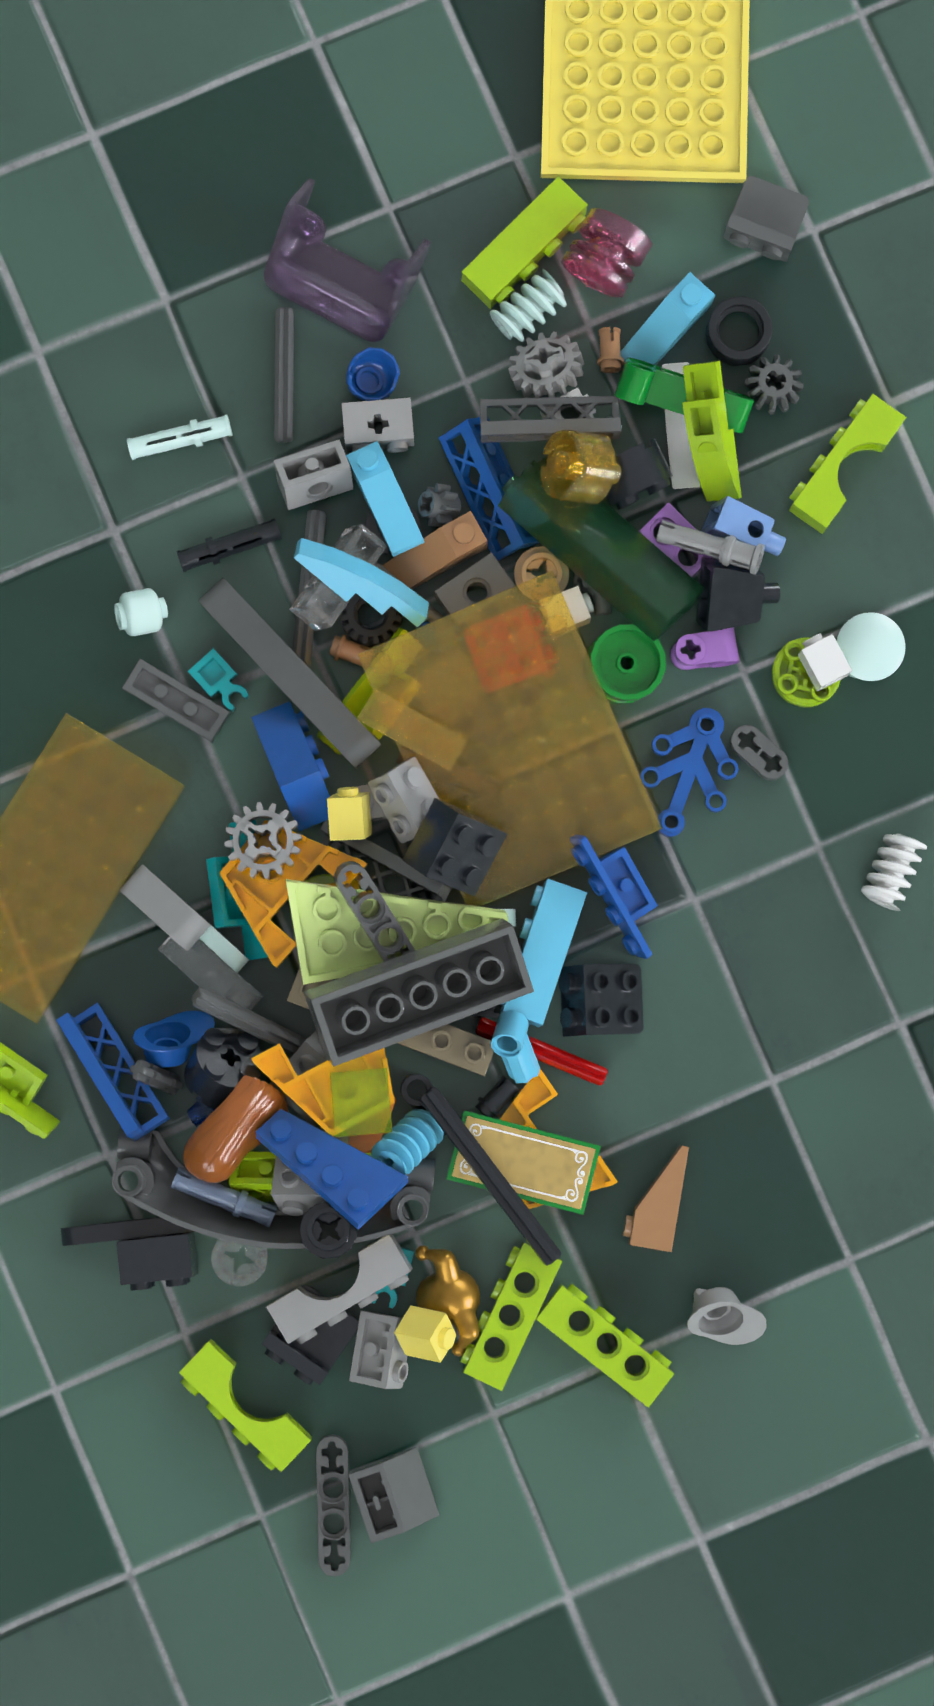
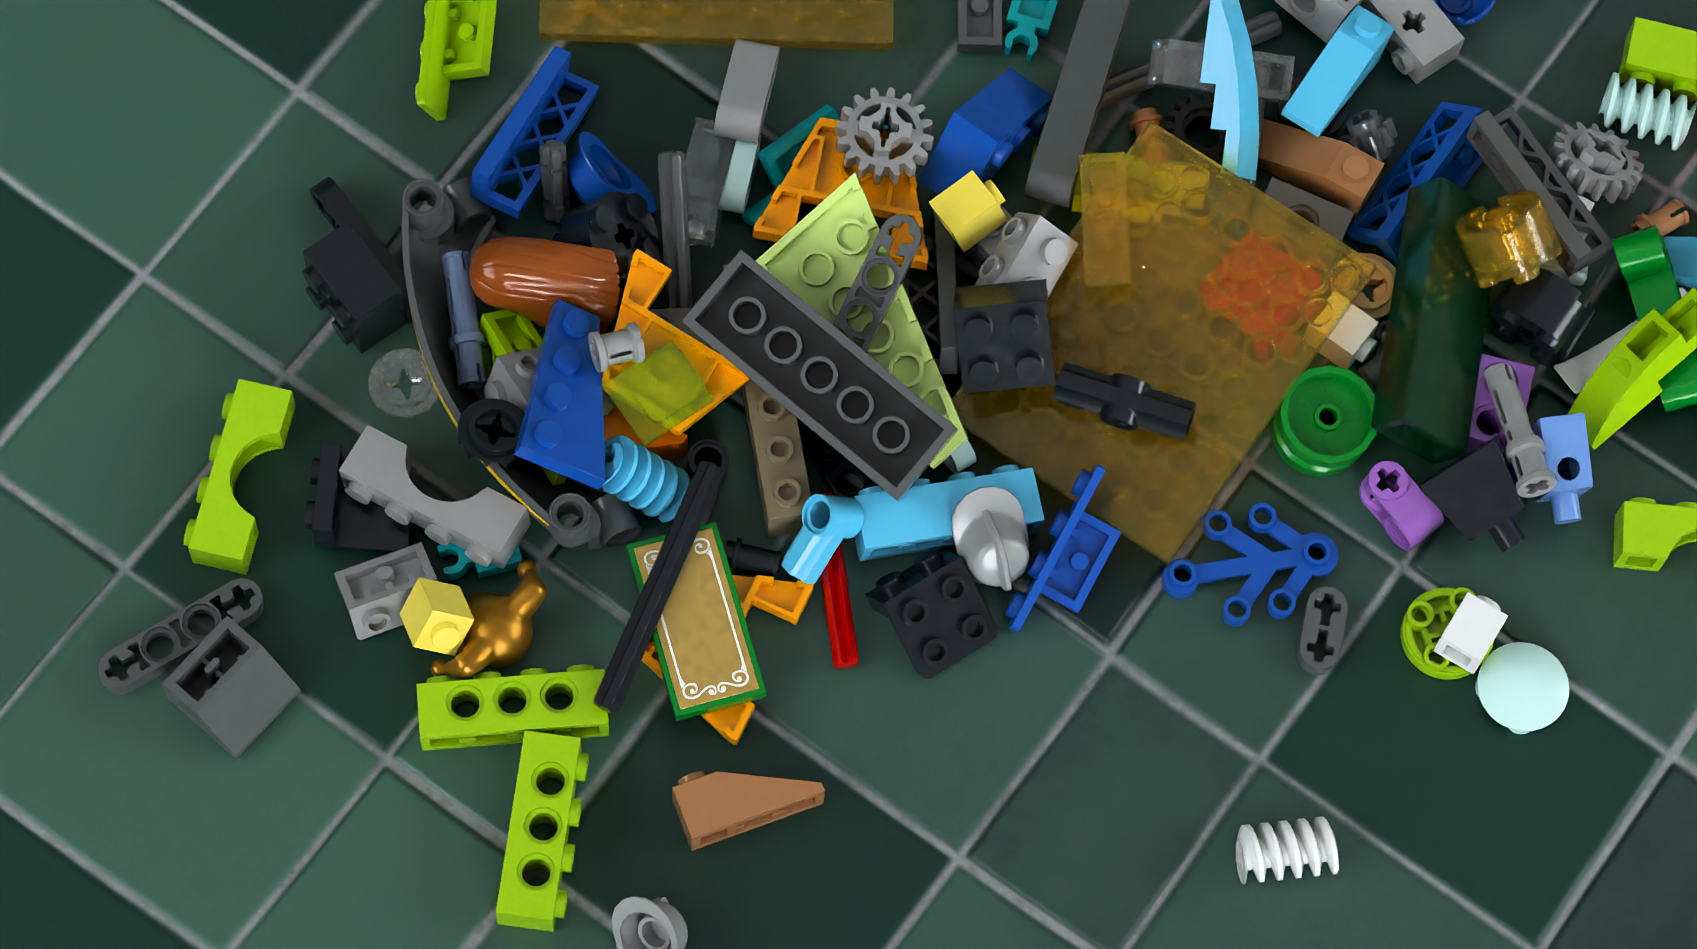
camera: 55 degrees right, 15 degrees down
(317, 1115) = (616, 347): none -> light grey bush
(543, 793) = (1124, 402): none -> black piece
(581, 935) = (991, 536): none -> light grey piece

